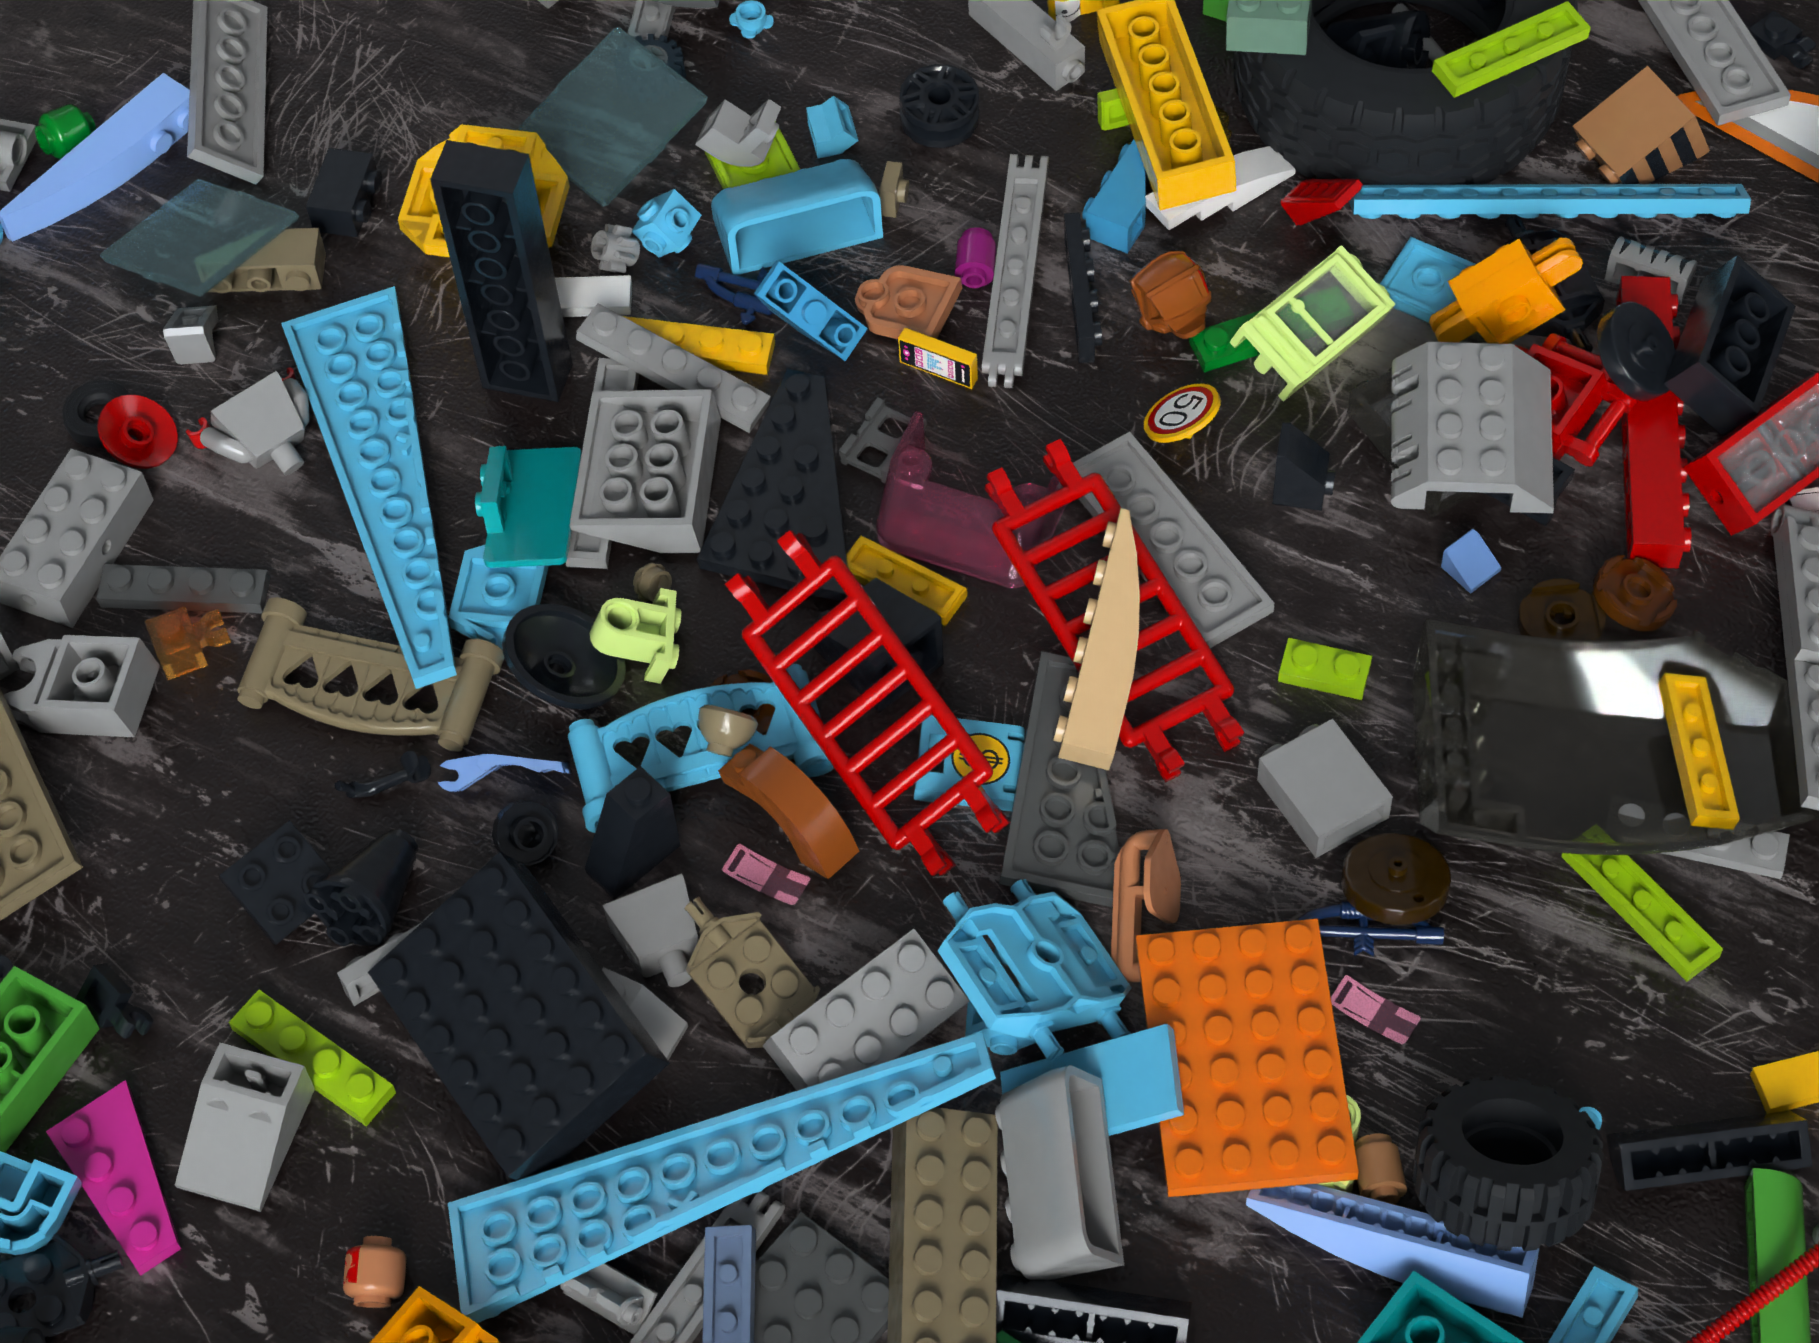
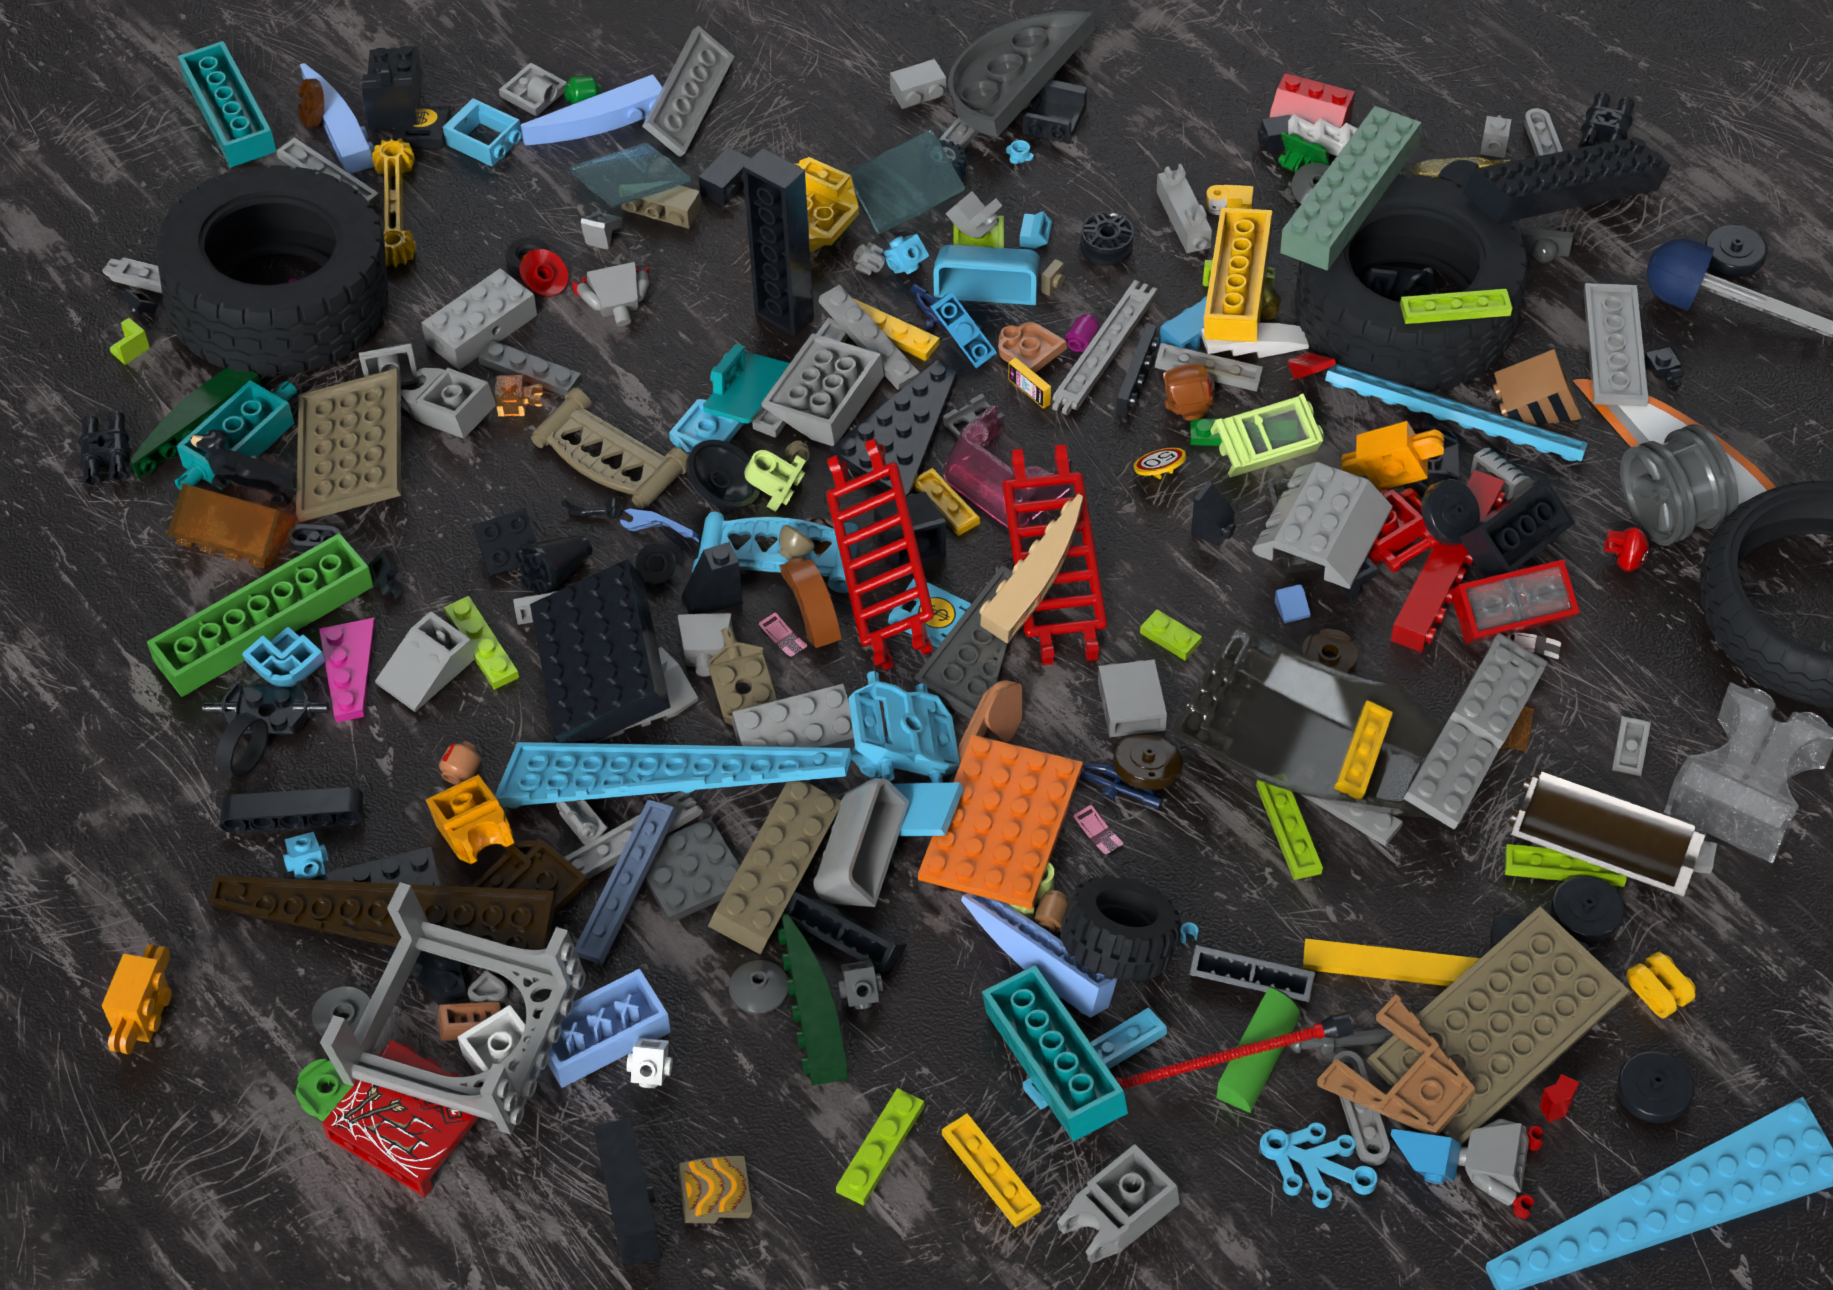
camera: 20 degrees right, 5 degrees down
(366, 411) = (678, 303): medium azure wing -> none
(582, 294) = (828, 277): white tile -> none
(1190, 554) = (1117, 533): light grey plate -> none
(1202, 244) = (1219, 368): none -> light grey plate
(1421, 278) = (1342, 433): medium azure tile -> none
(1634, 593) = (1382, 655): reddish brown tile -> none

